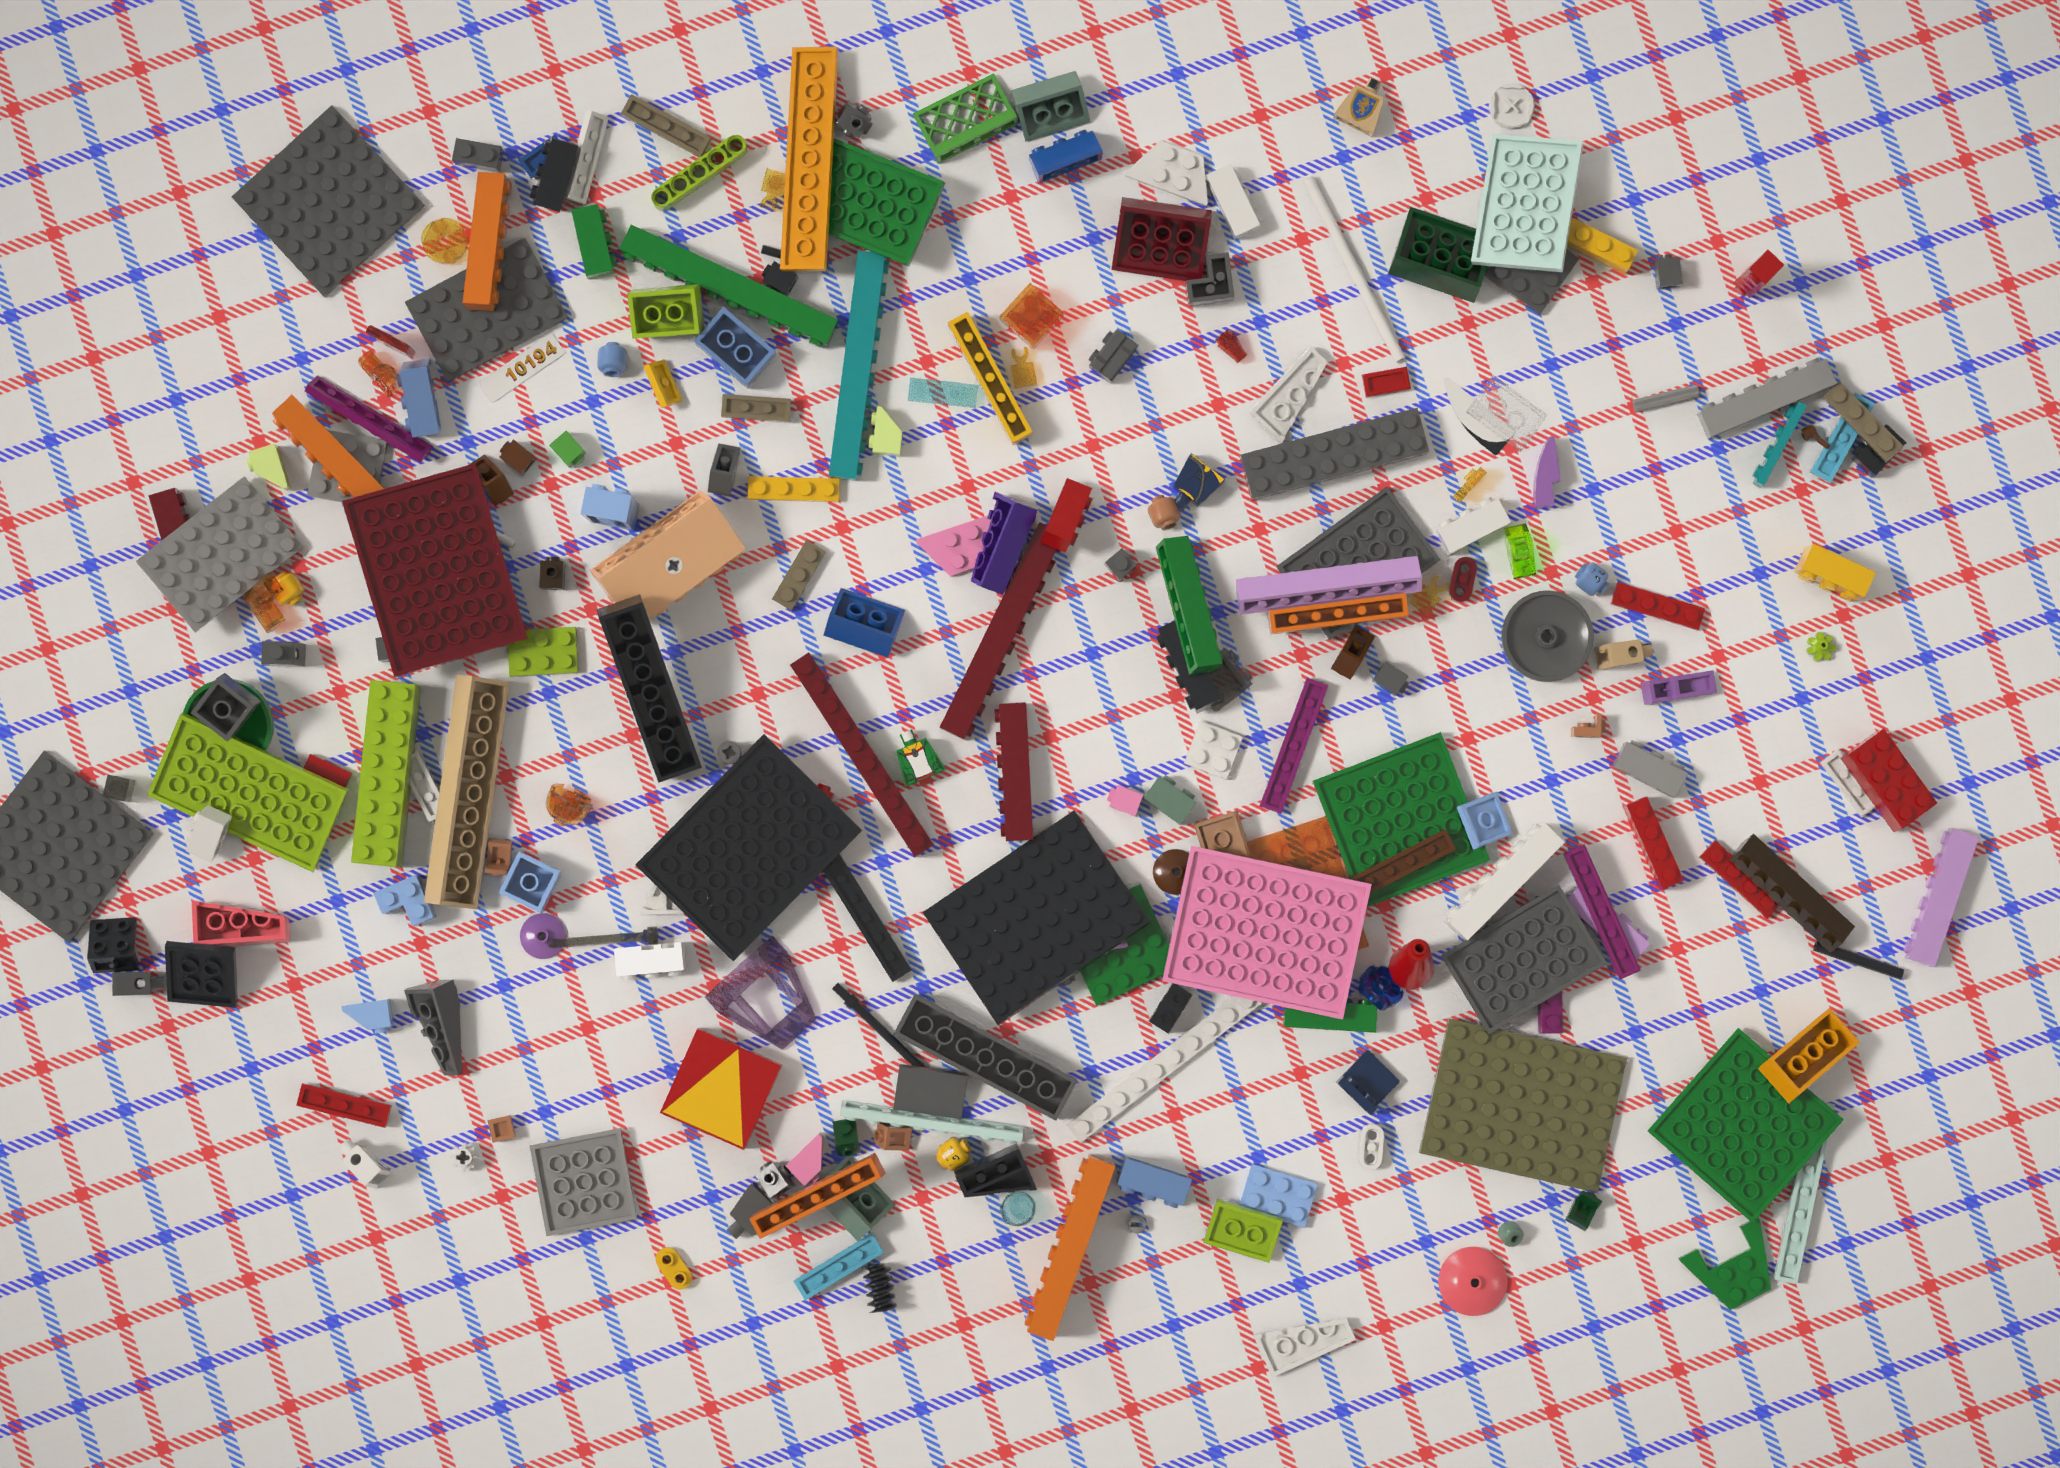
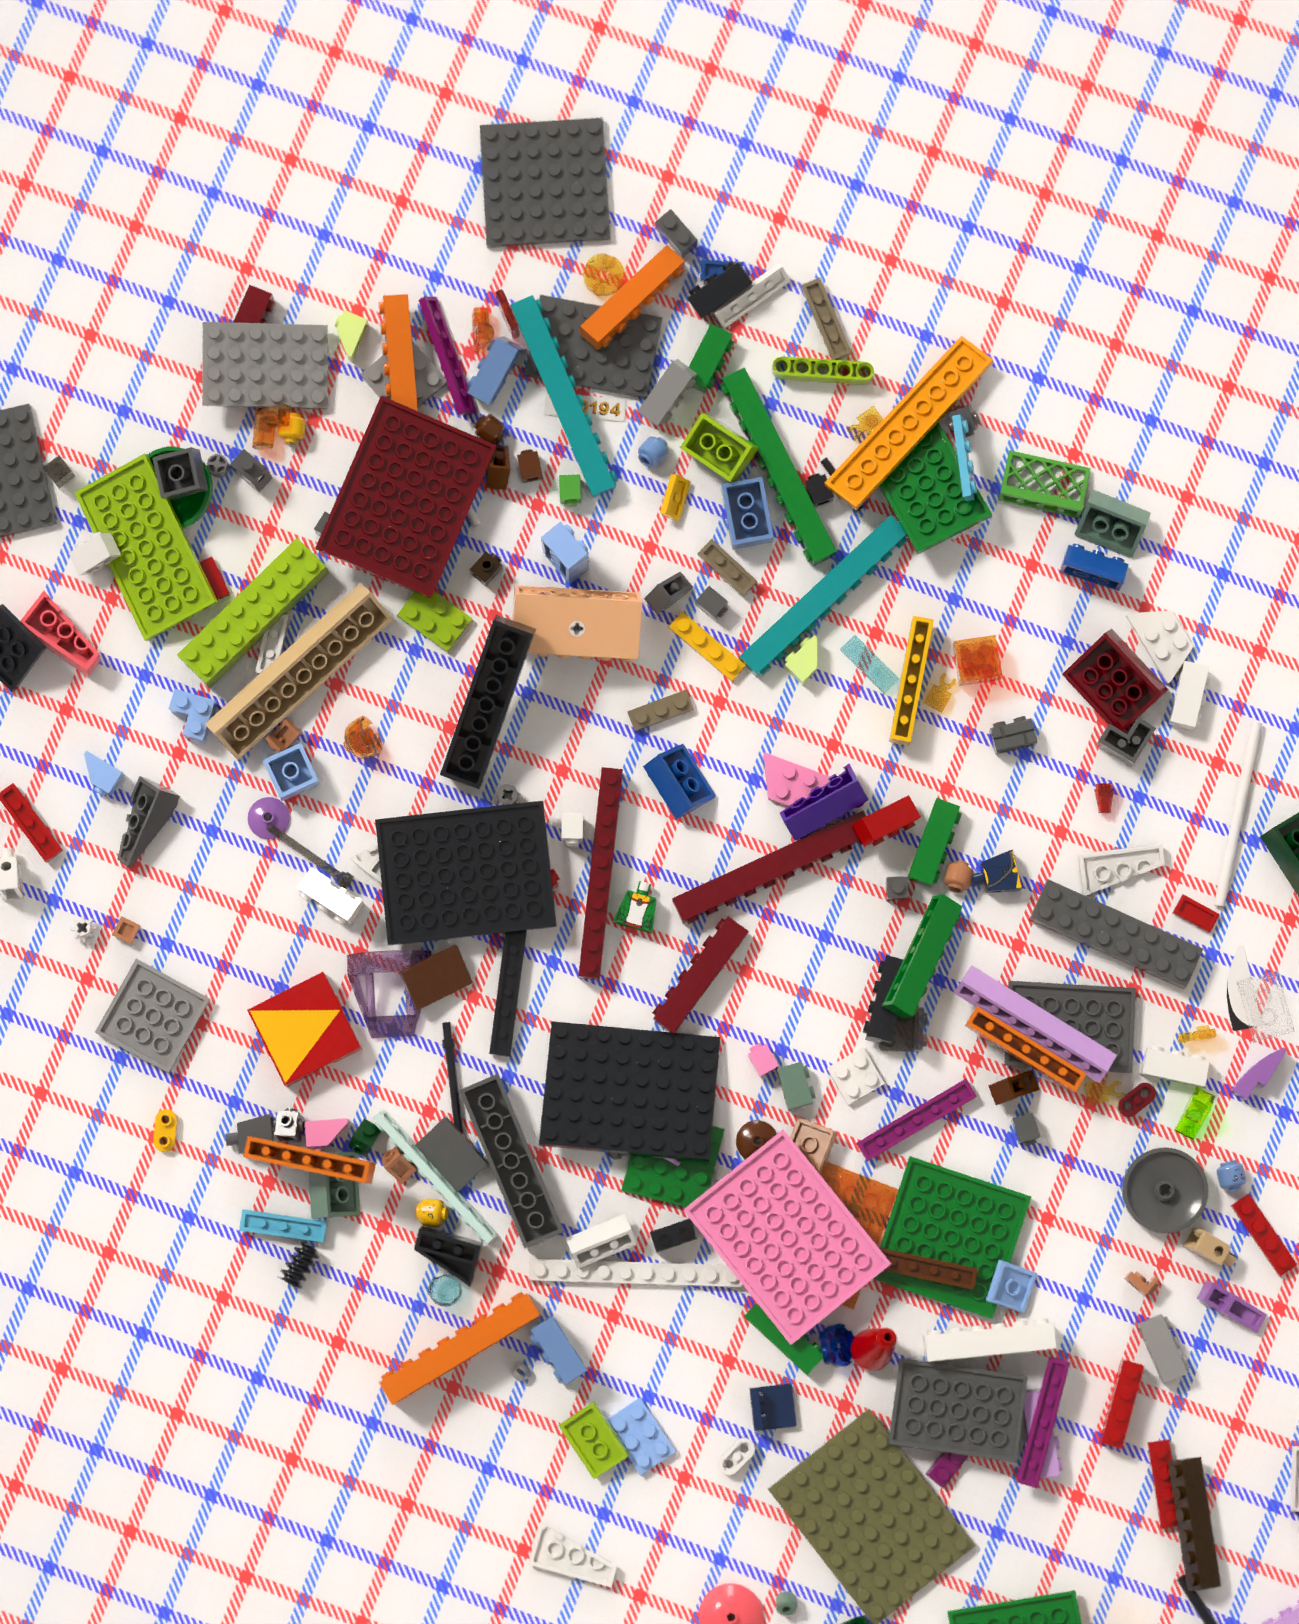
camera: 45 degrees right, 5 degrees down
(247, 669) = (215, 462): none -> flat silver wheel
(457, 453) = (489, 429): none -> reddish brown head
(496, 374) = (563, 397): none -> teal brick
(584, 299) = (668, 393): none -> light grey brick
(768, 449) = (712, 603): none -> dark grey brick
(795, 955) = (436, 977): none -> reddish brown tile
(808, 737) = (572, 829): none -> white brick
(889, 157) = (965, 466): none -> medium azure plate
(1114, 1062) = (601, 1241): none -> white brick
(1120, 501) = (933, 843): none -> green brick

